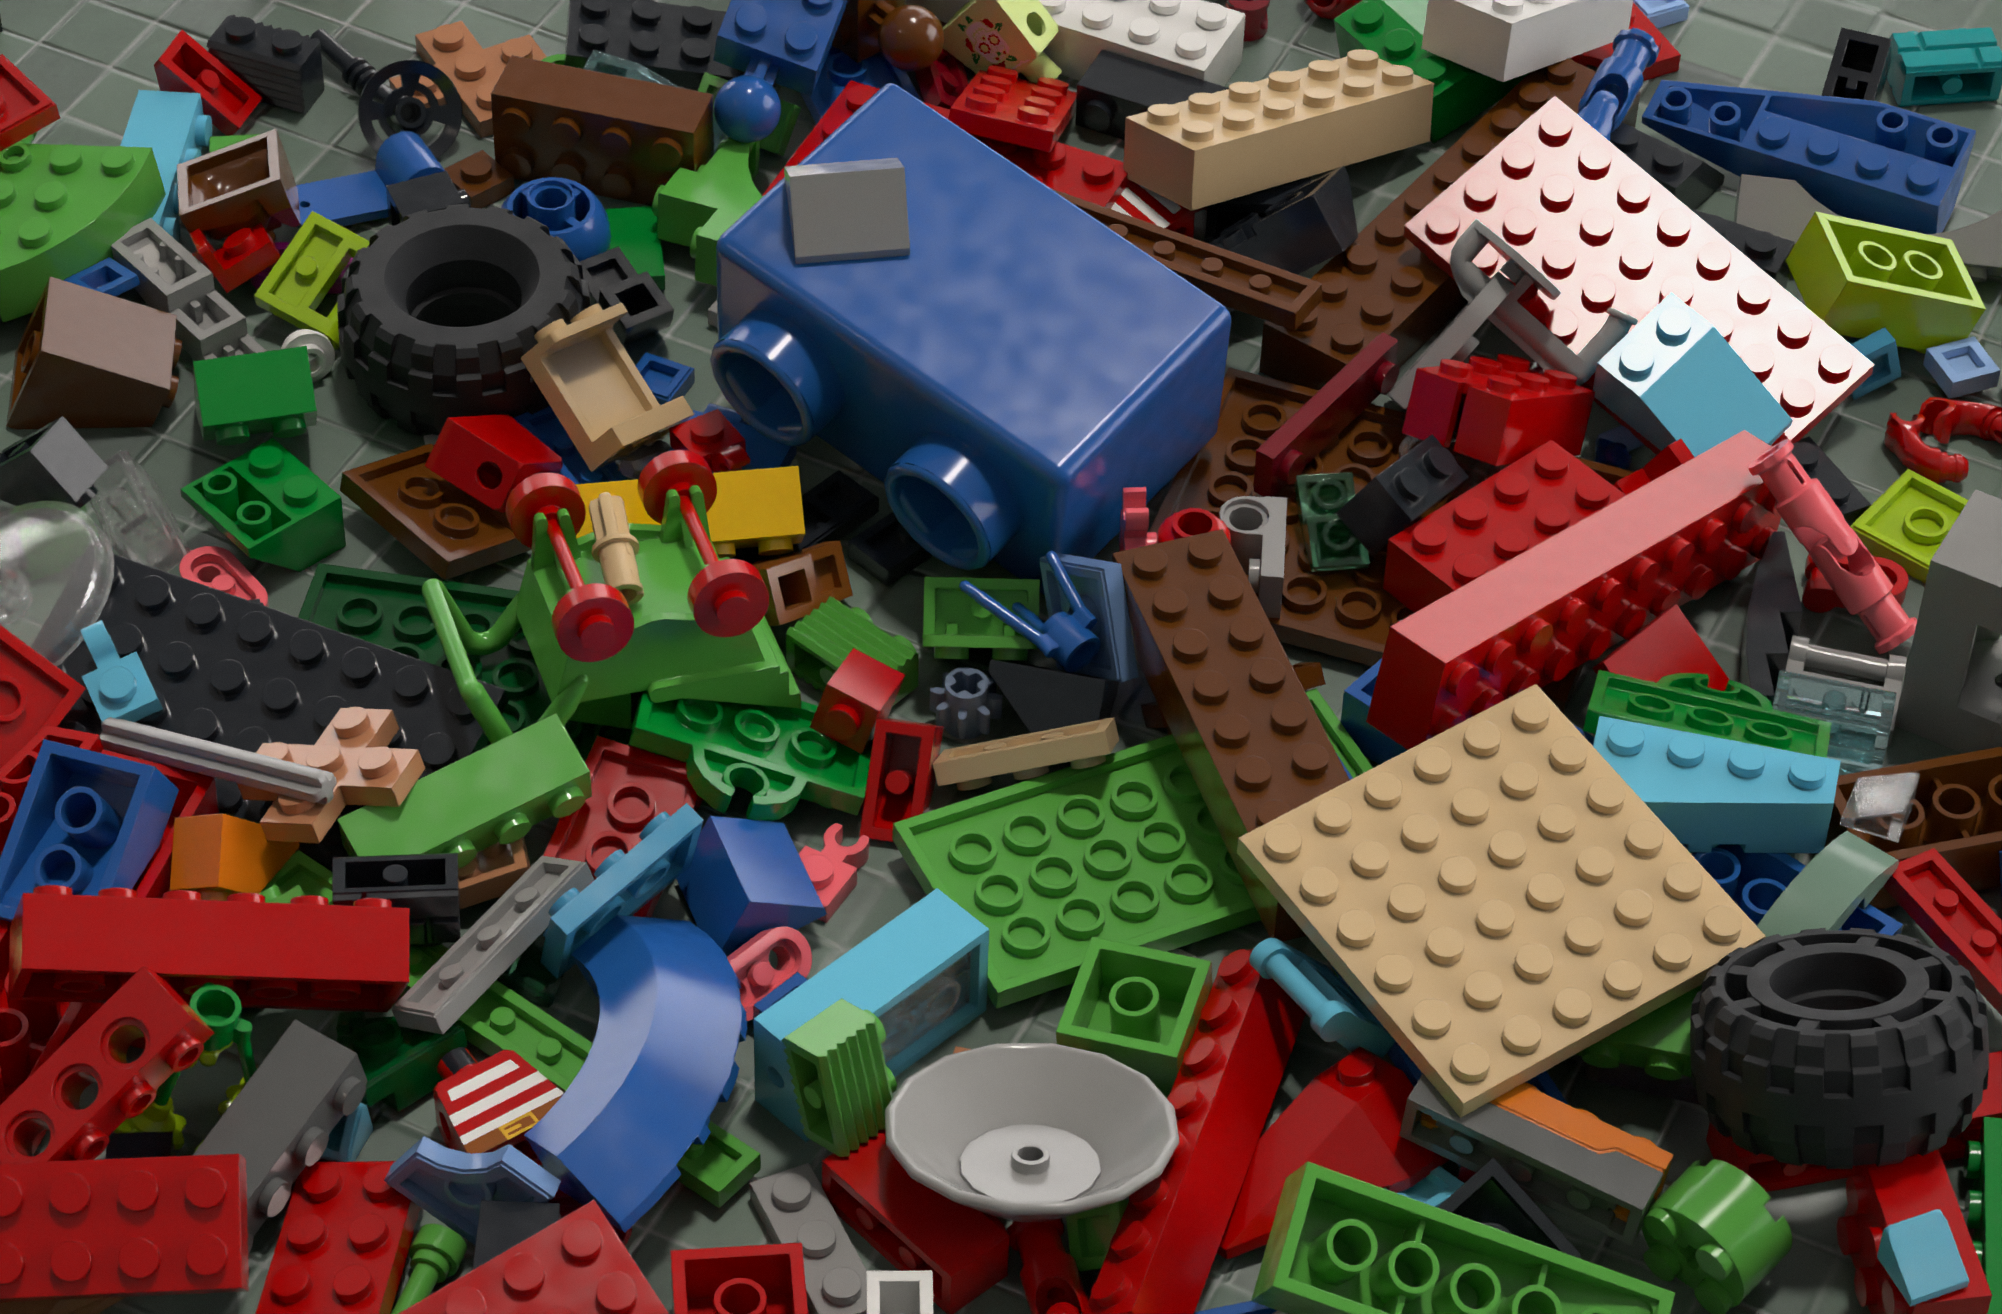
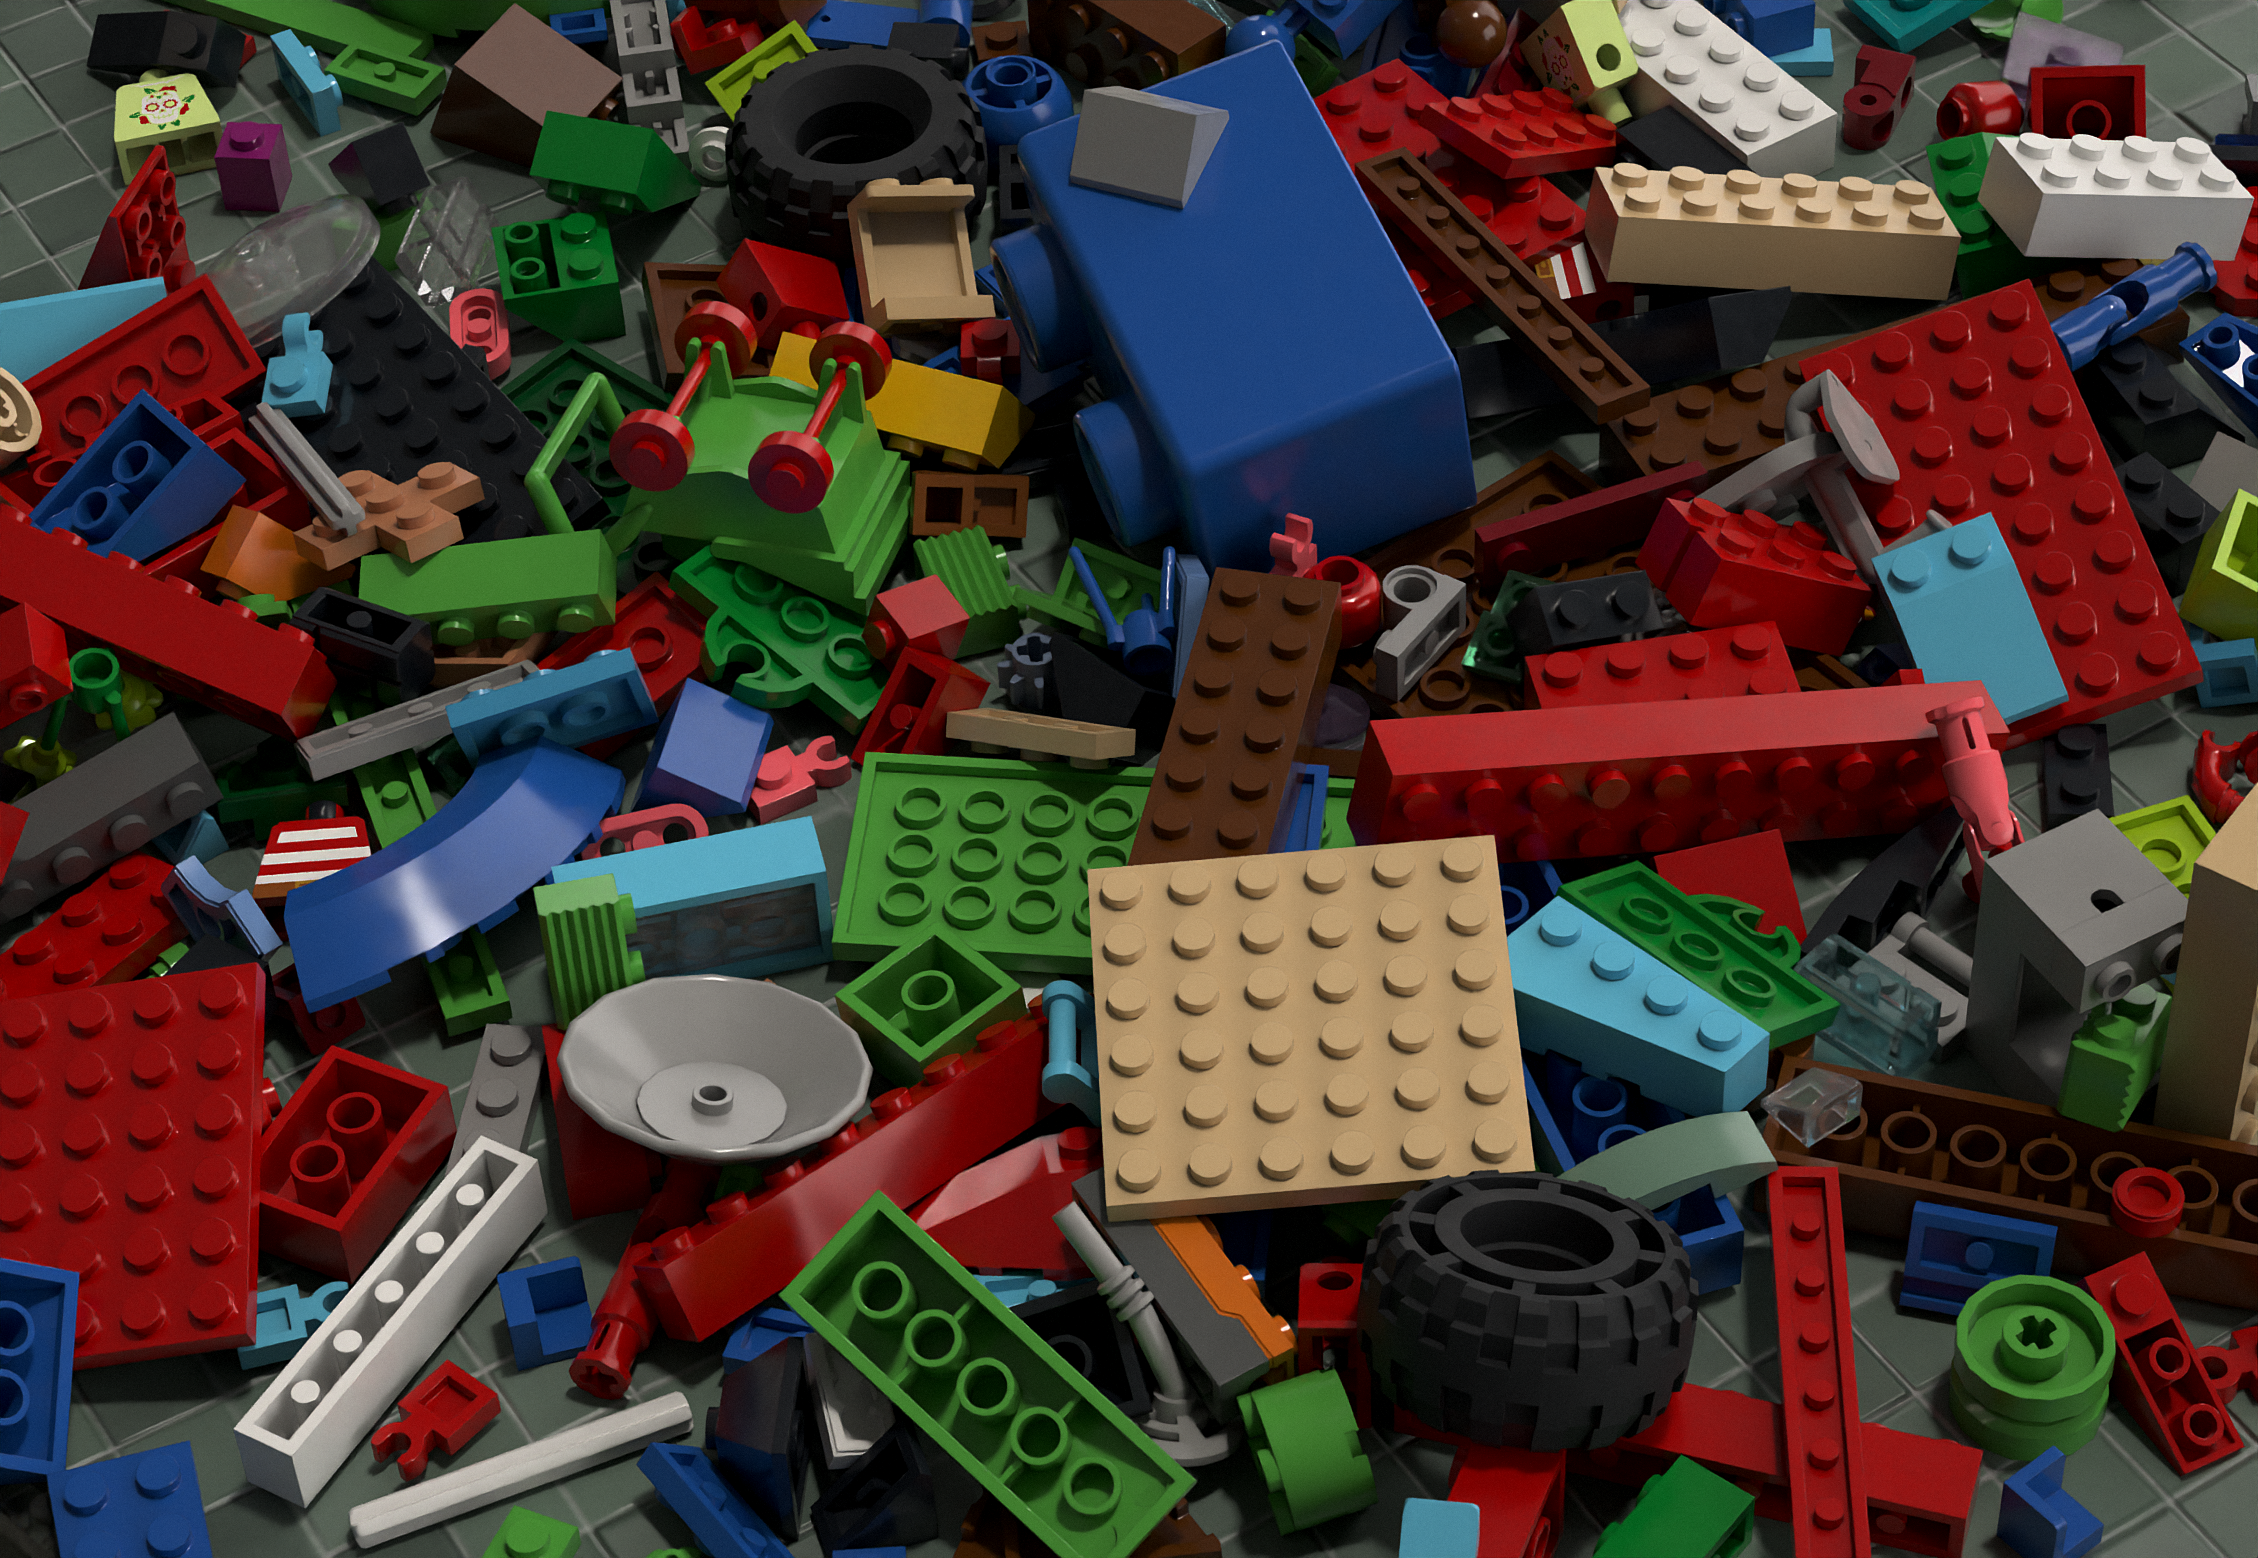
camera: 35 degrees right, 0 degrees up
(615, 546) = (740, 396): tan axle -> none
(1530, 1174) = (1176, 1406): none -> light grey dish
(1662, 1113) = (1329, 1321): none -> red torso

